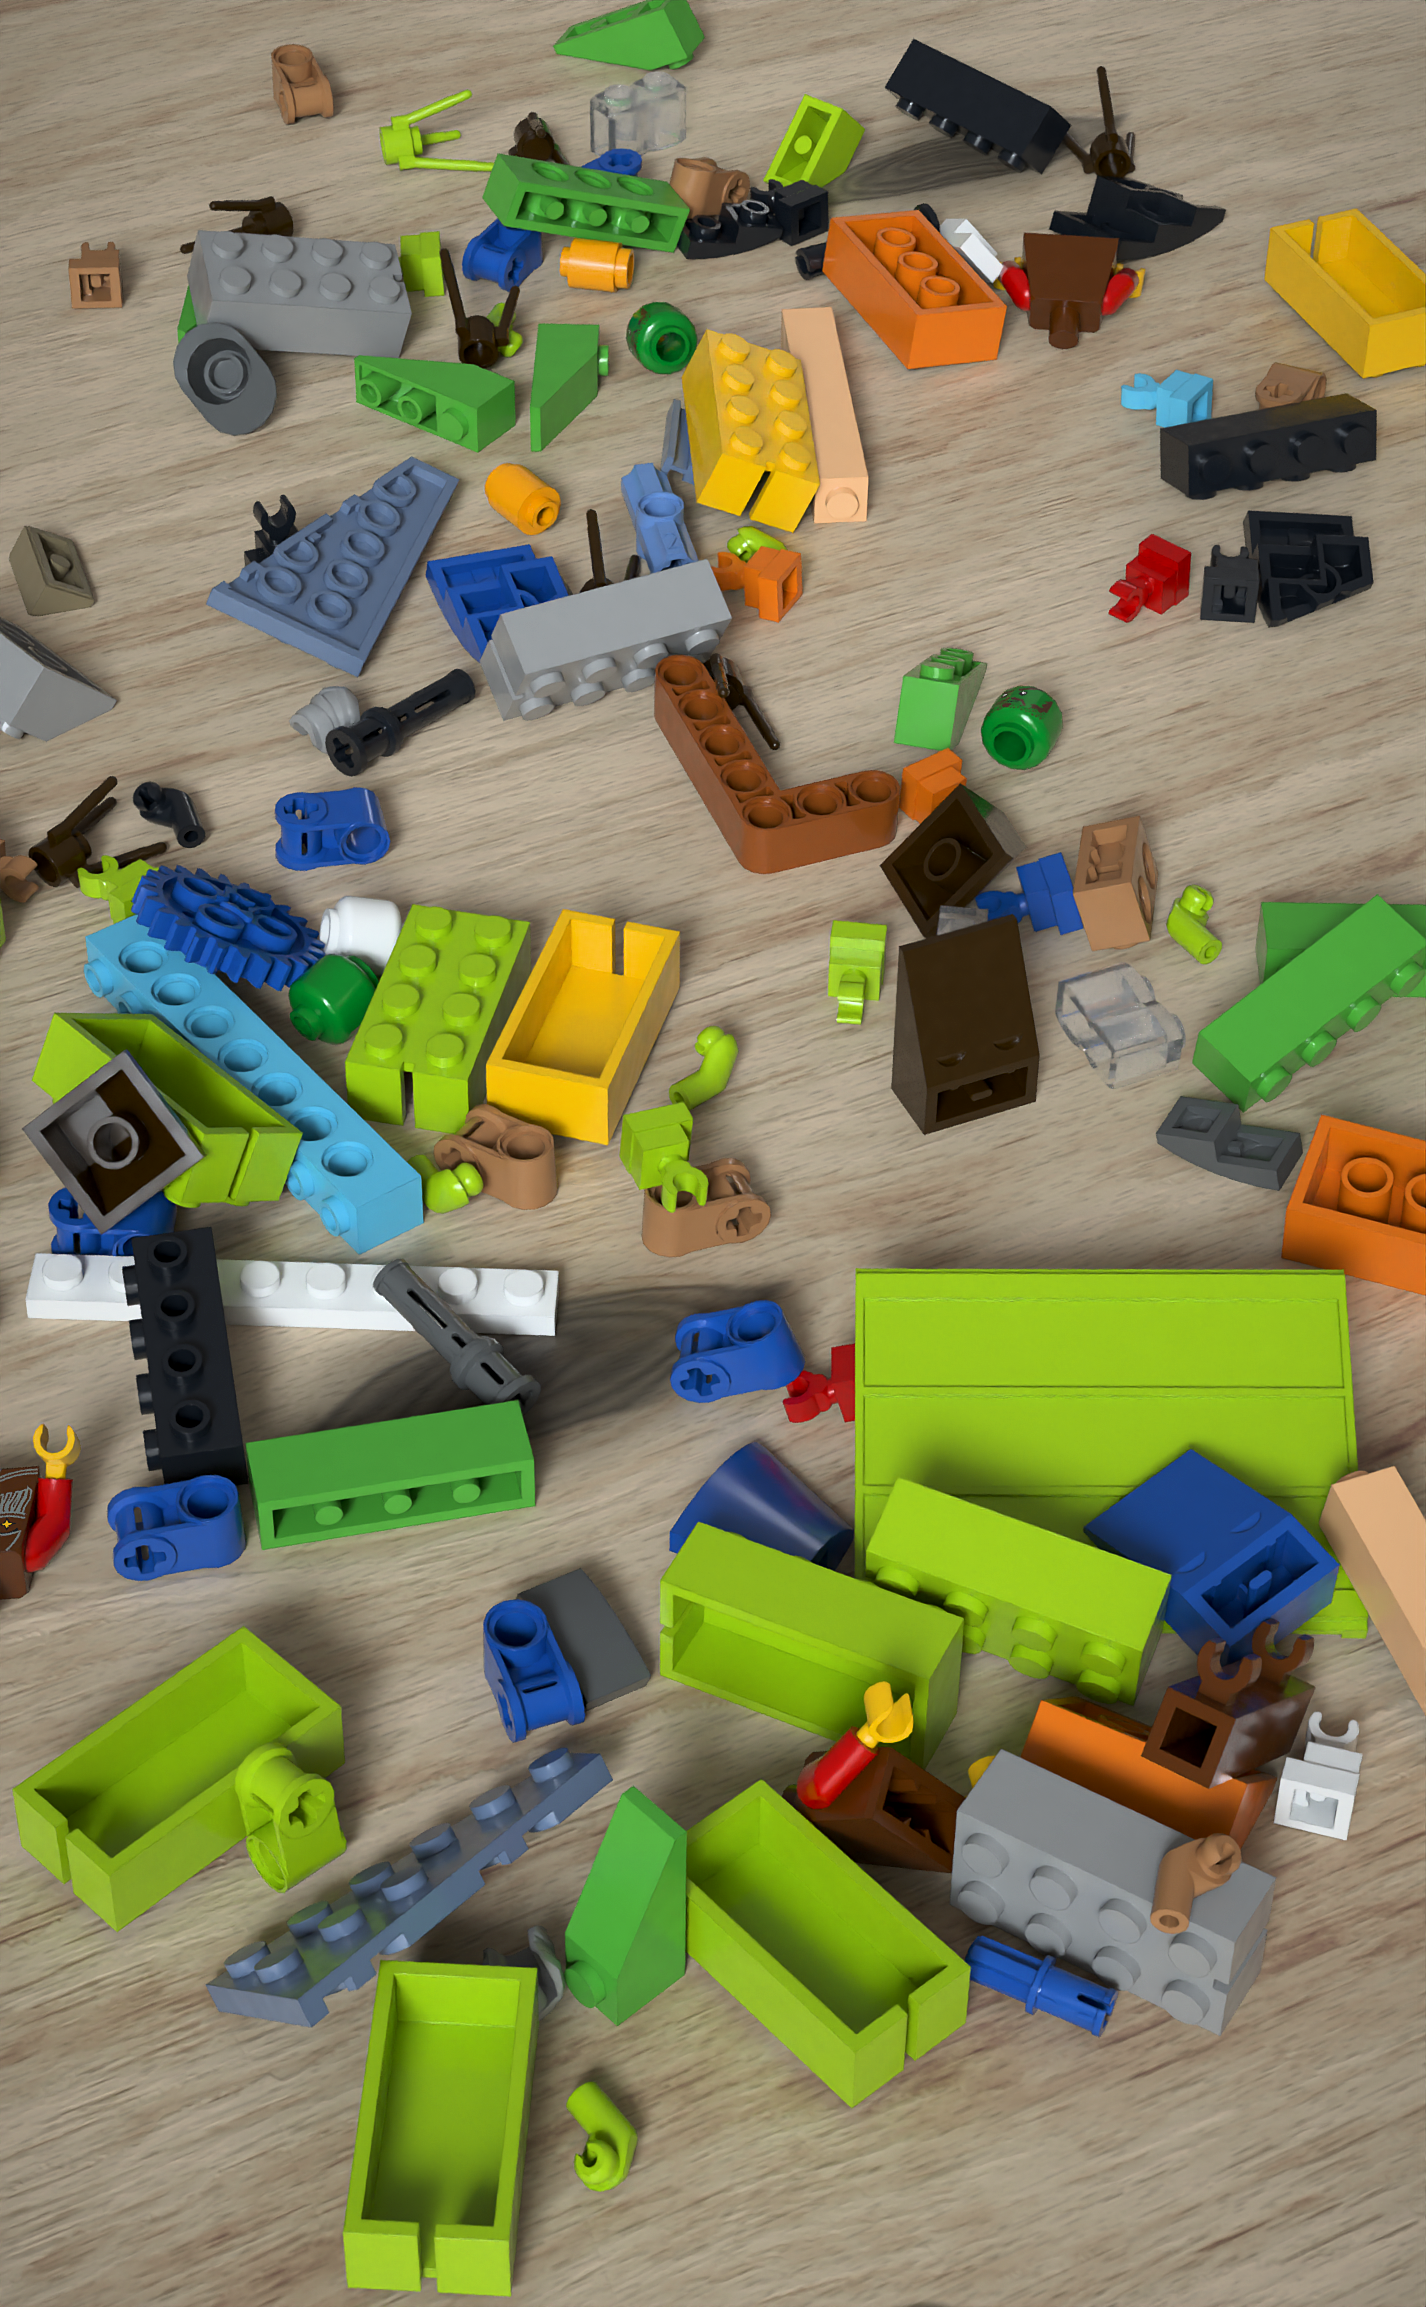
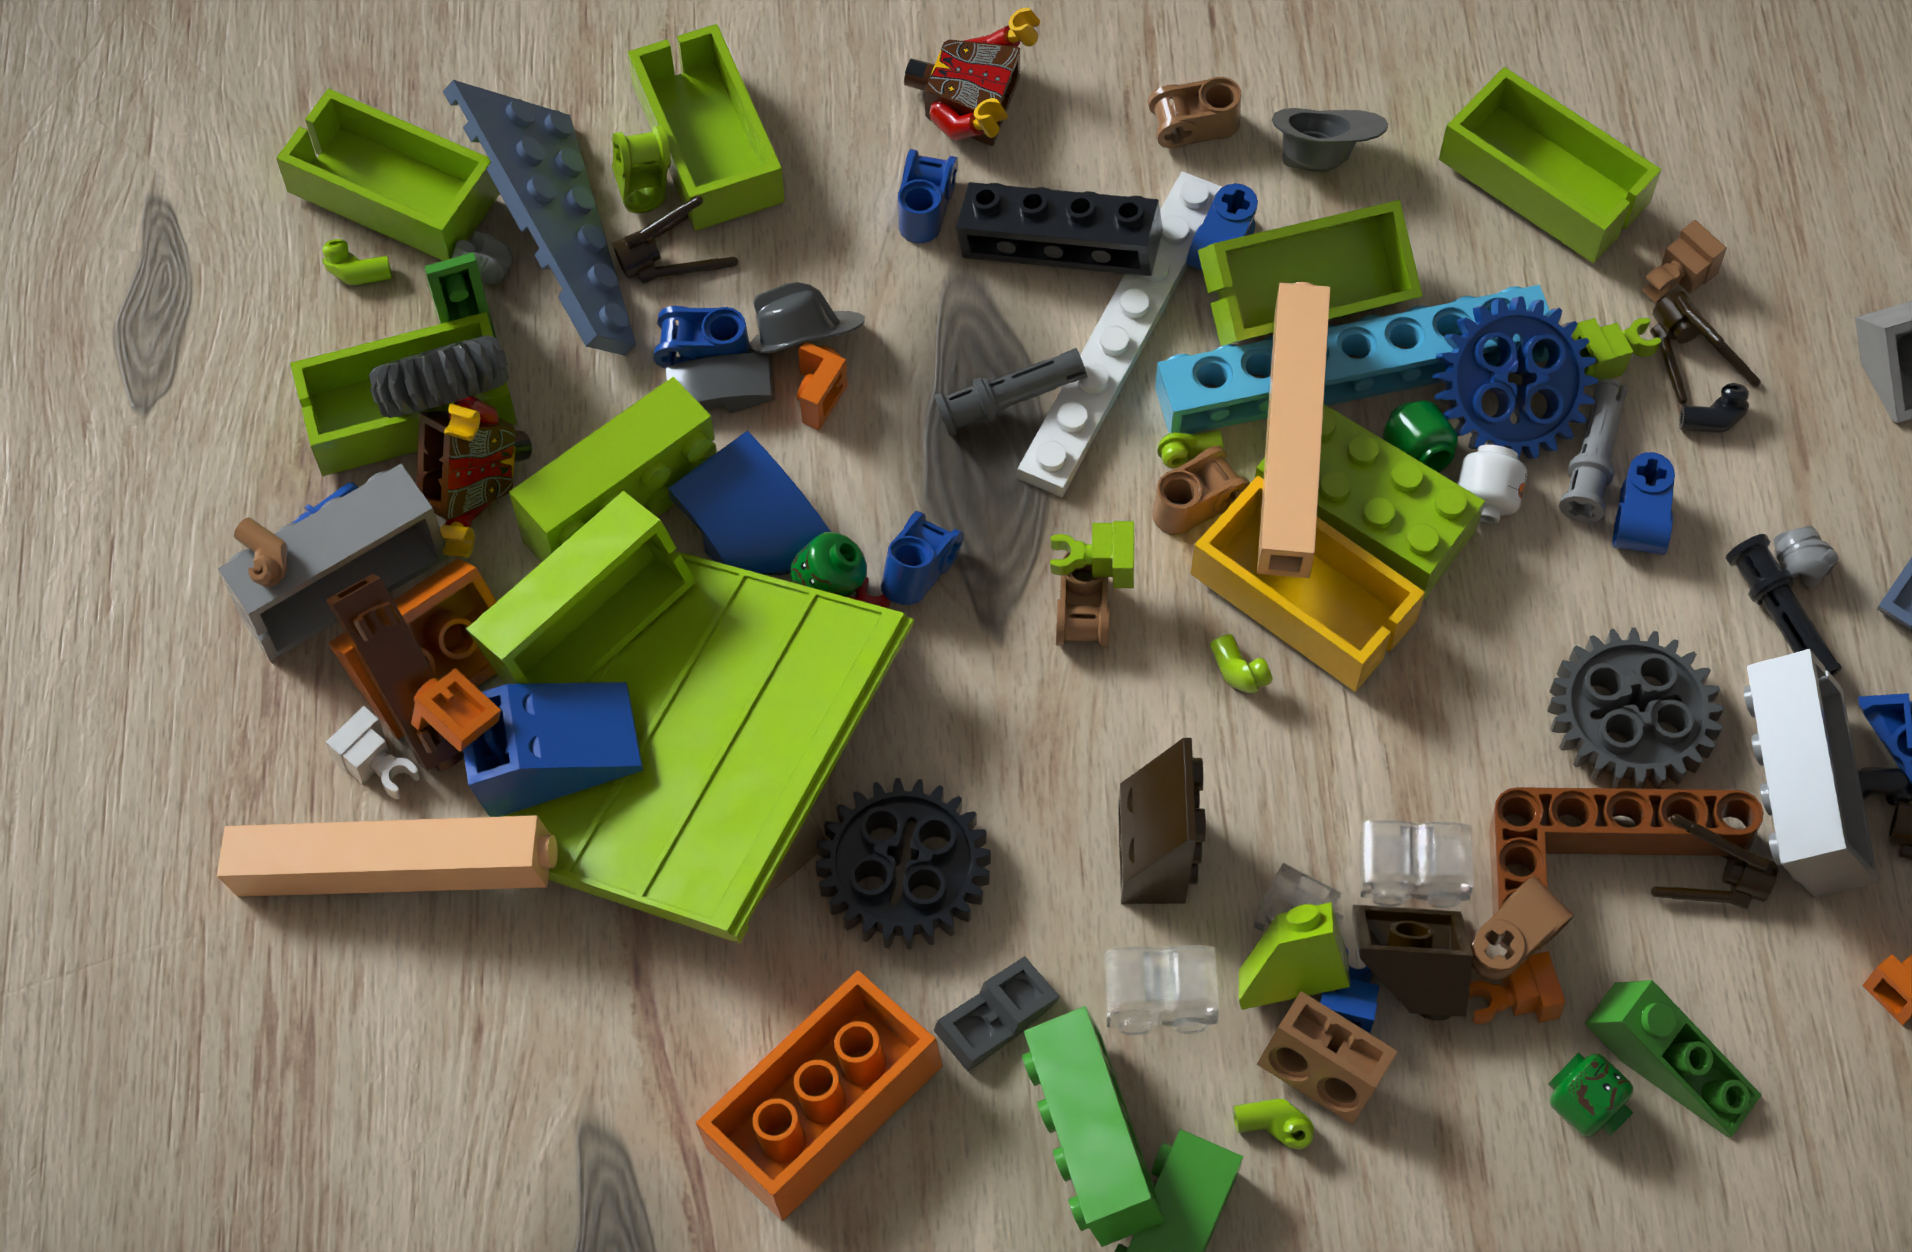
camera: 115 degrees right, 20 degrees up
(114, 1141) = (1251, 199): dark brown slope -> none
(304, 871) = (1592, 467): none -> light grey pin
(390, 1474) = (911, 321): bright green brick -> none
(415, 1792) = (639, 249): none -> dark brown plant
(419, 1026) = (1294, 431): none -> light nougat brick
(457, 1567) = (797, 315): none -> dark grey piece
(535, 1524) = (823, 382): none -> orange bracket
(583, 788) = (1635, 709): none -> dark grey gear
(806, 1416) = (830, 565): none -> green head
(830, 1855) = (439, 376): none -> dark grey gear
(856, 966) = (1318, 823): lime piece -> none
(857, 882) = (1416, 862): none -> clear brick
(909, 764) = (1524, 924): none -> medium nougat piece
(1049, 934) = (1295, 955): none -> lime slope
(1119, 1227) = (856, 855): none -> black gear
(1261, 1608) = (454, 709): none -> orange bracket

